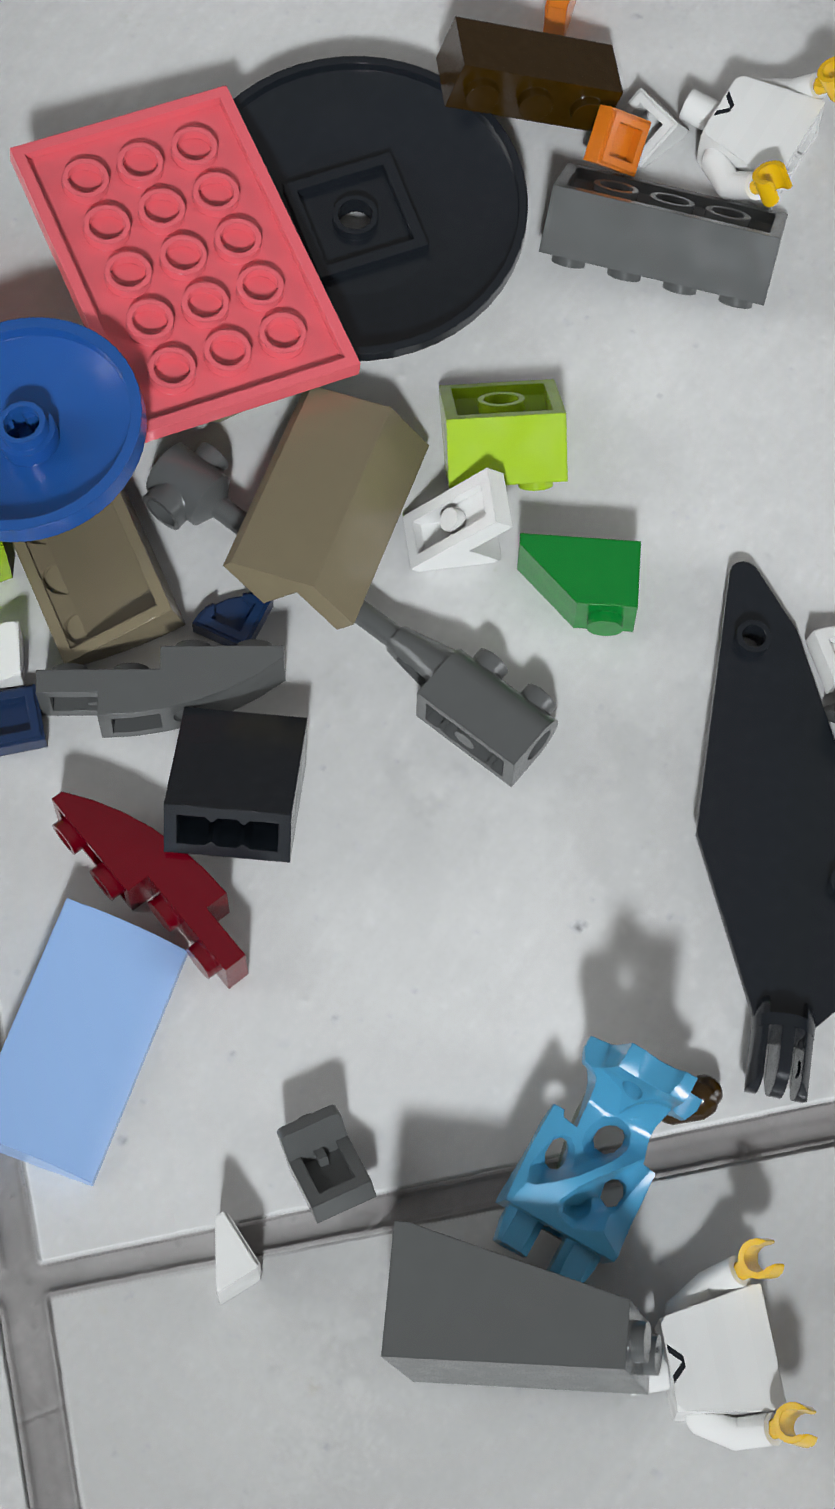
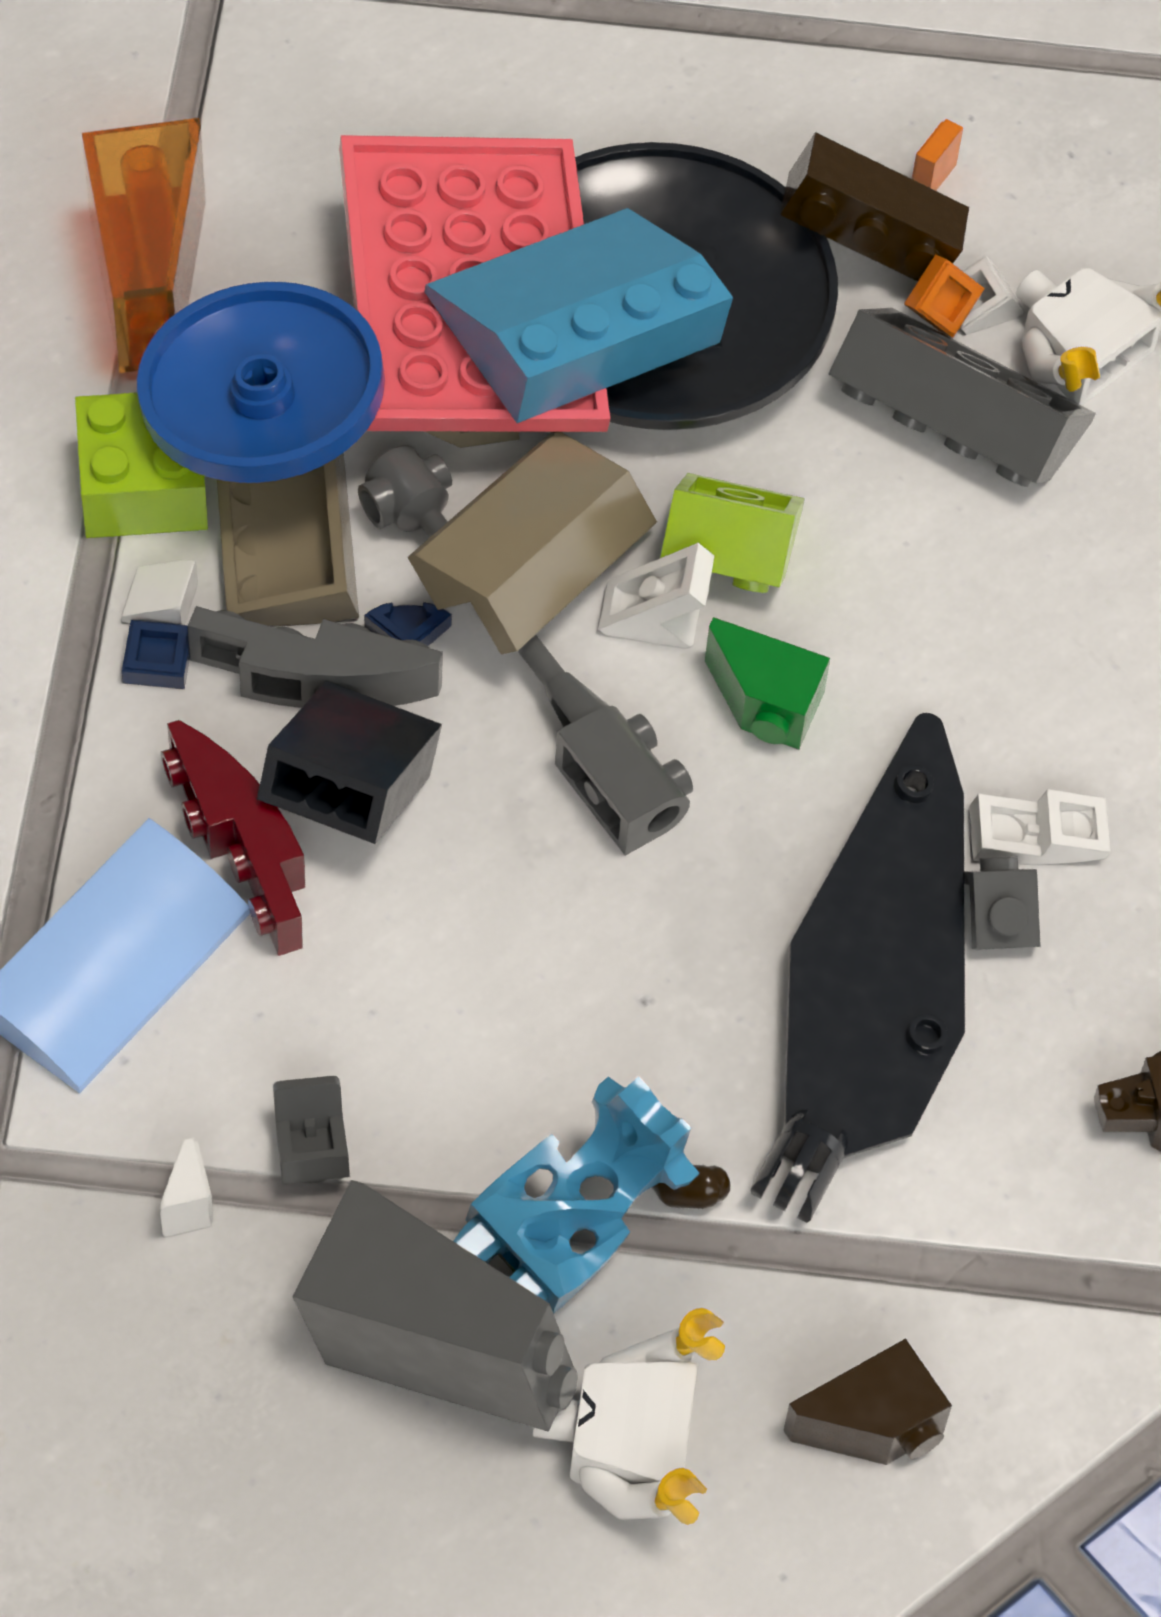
camera: 15 degrees right, 10 degrees down
(297, 261) = (582, 311): none -> dark azure slope

